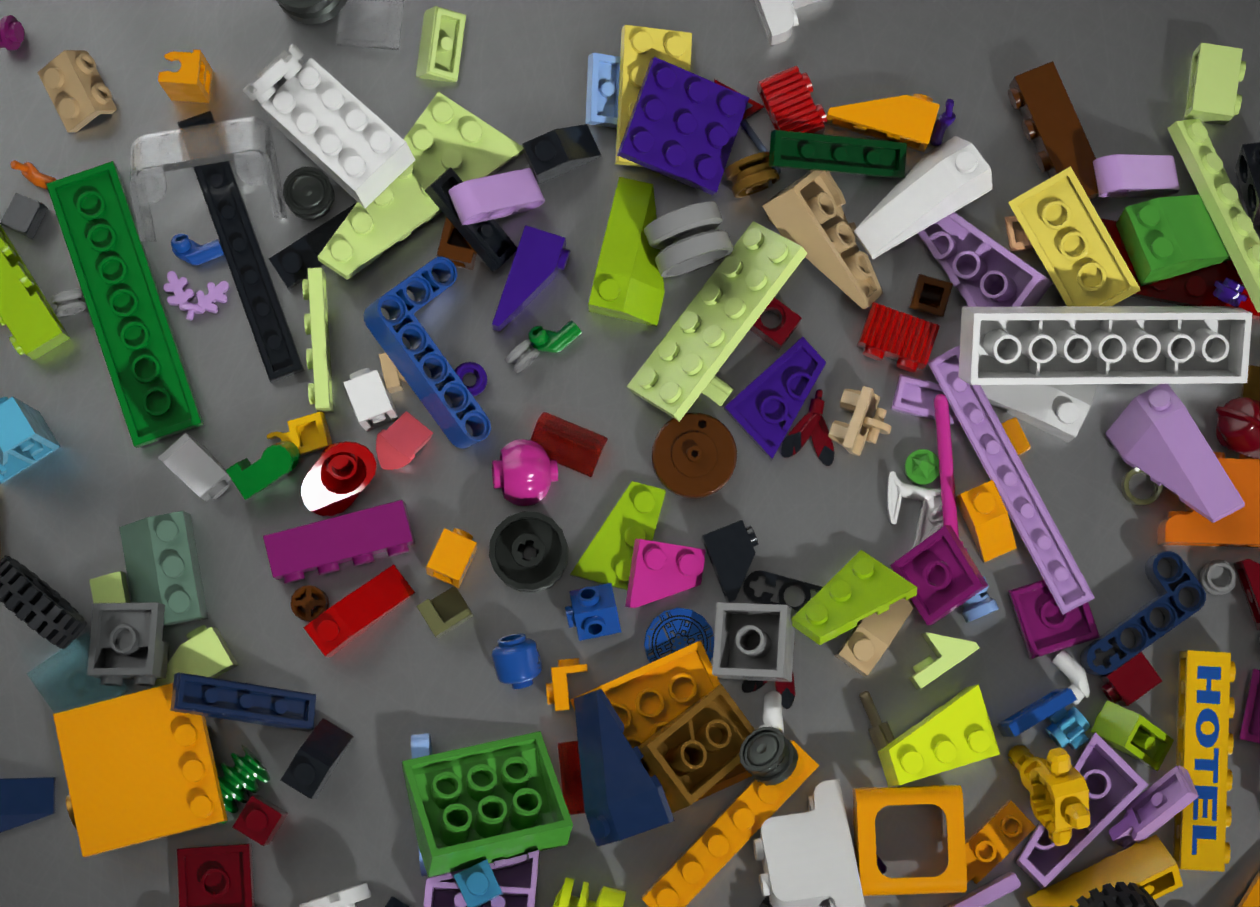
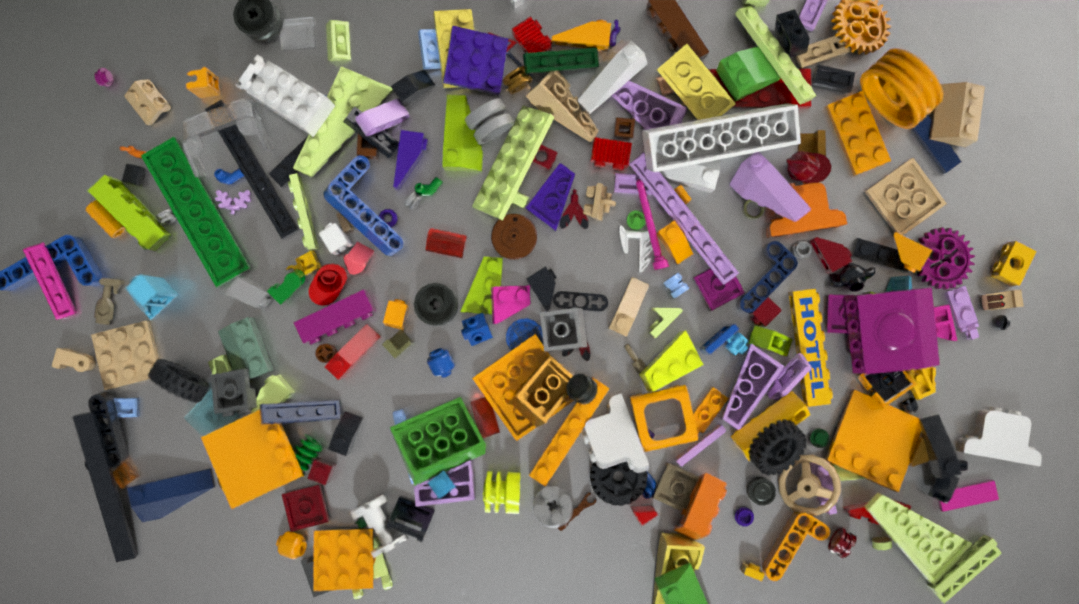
camera: 10 degrees left, 5 degrees up
(308, 193) = (282, 134): pearl dark grey wheel -> none
(524, 472) = (426, 262): dark pink plant -> none
(558, 691) = (465, 374): light orange bracket -> none
(615, 785) = (504, 420): dark blue wedge -> none
(773, 711) = (580, 364): white arm -> none
(850, 596) = (611, 295): lime wing -> none
(942, 574) = (654, 276): magenta plate -> none
(1056, 791) = (736, 379): yellow piece -> none
(1075, 673) = (735, 314): white arm -> none
(1136, 176) = (722, 42): lavender beam -> none
(1230, 291) = (783, 96): dark purple plate -> none

